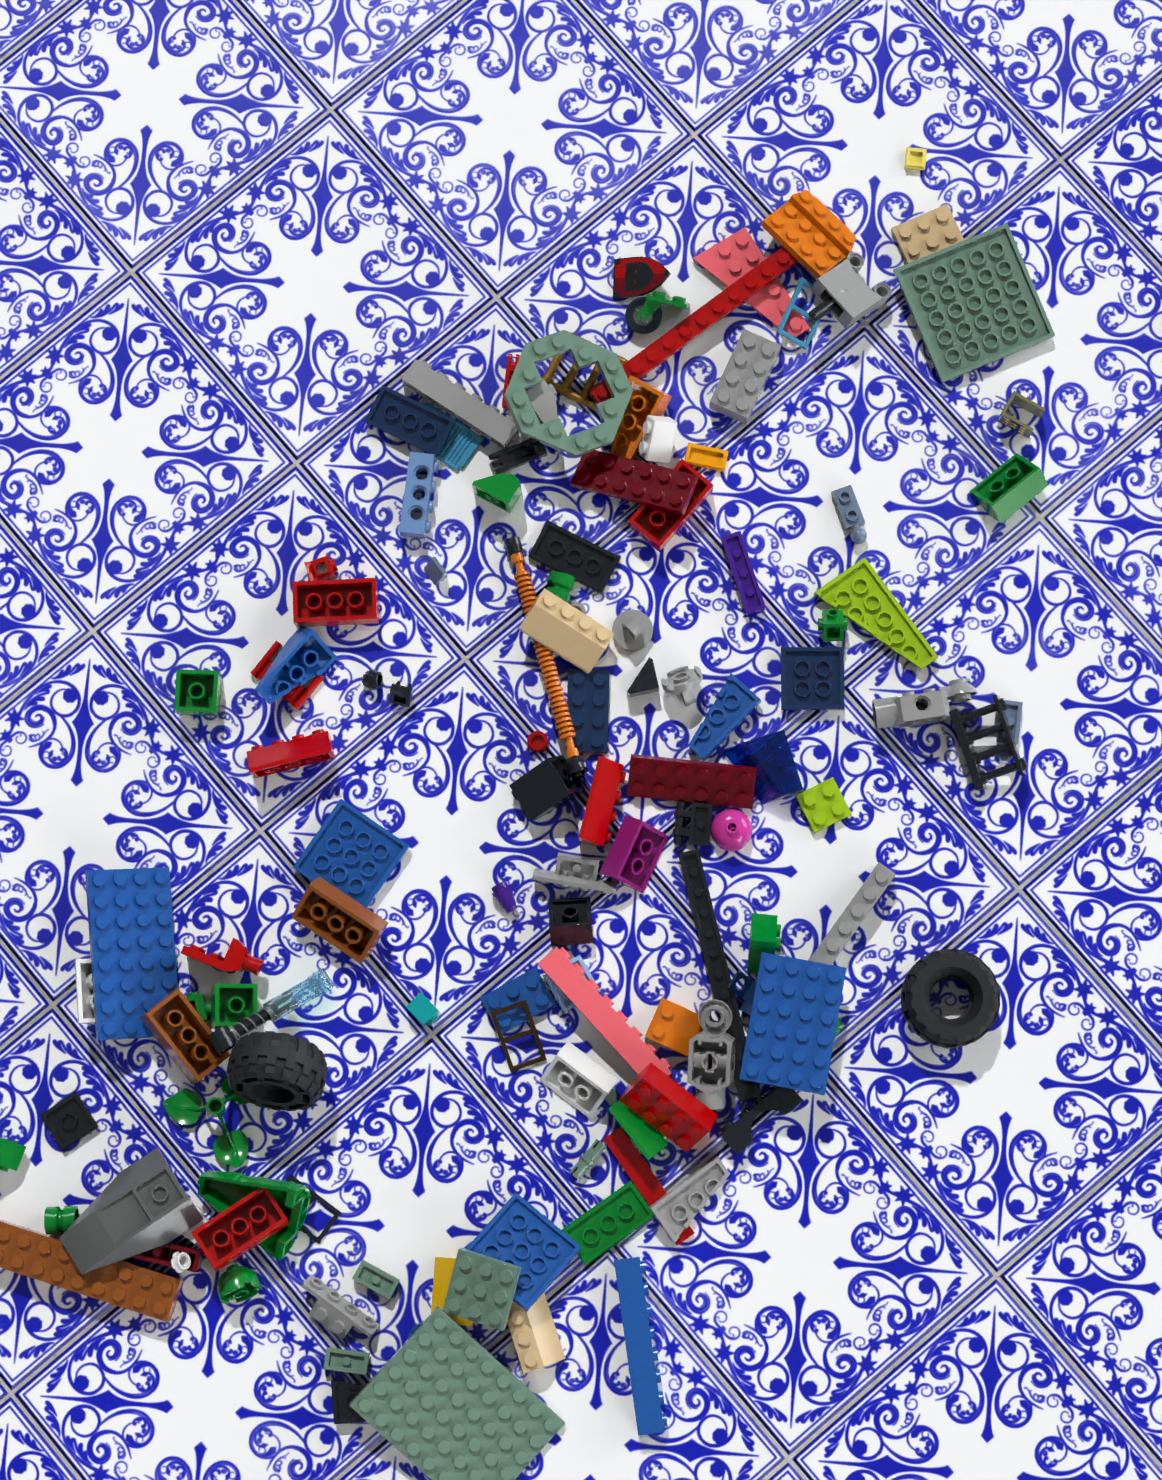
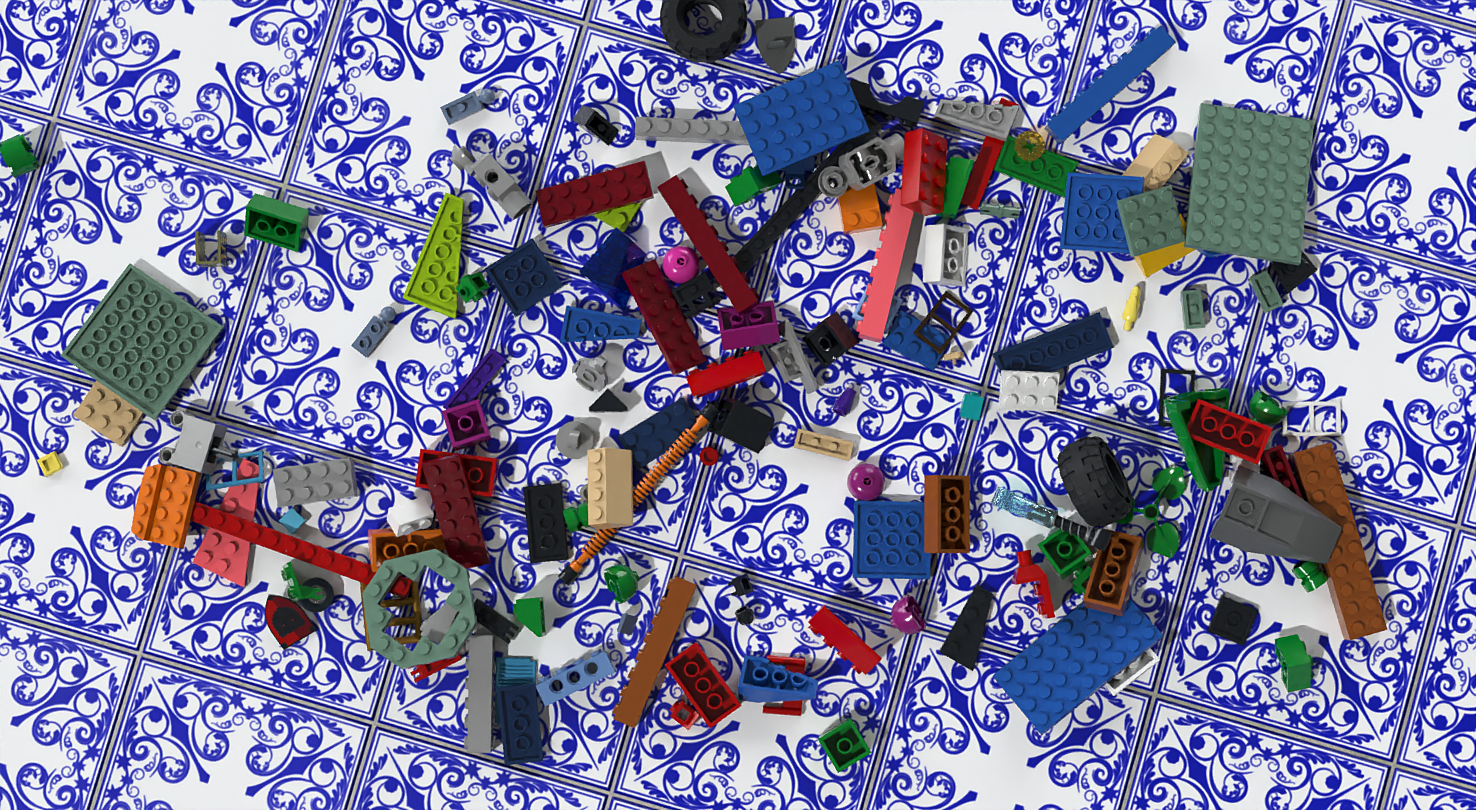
camera: 125 degrees left, 5 degrees up
(180, 1261) = (1282, 459): white plate -> none
(188, 1315) = (1311, 419): none -> white window
(224, 872) = (966, 633): none -> black wing
(273, 824) = (907, 616): none -> magenta cylinder
(335, 1311) = (1235, 323): light grey bracket -> none
(394, 580) = (655, 651): none -> dark orange brick
(402, 1072) = (1028, 390): none -> white plate
(414, 1222) = (1131, 309): none -> light yellow piece
(423, 877) = (856, 482): none -> magenta cylinder
(424, 1121) = (1057, 347): none -> dark blue plate
(475, 589) = (622, 582): none -> green cylinder
(478, 851) = (823, 444): none -> tan plate
(479, 1024) = (954, 356): none -> tan piece
(639, 1223) = (1034, 138): none -> clear yellow gear
(706, 457) = (400, 472): light orange tile -> none
(708, 541) = (467, 425): none -> magenta slope
(724, 336) = (292, 520): none -> medium azure tile
(731, 864) = (707, 244): none -> dark red brick
(847, 791) = (594, 194): none -> dark red plate
(886, 1056) = (776, 42): none -> dark grey shield
(914, 834) = (595, 124): none -> black slope
(973, 758) = (495, 130): black fence -> none

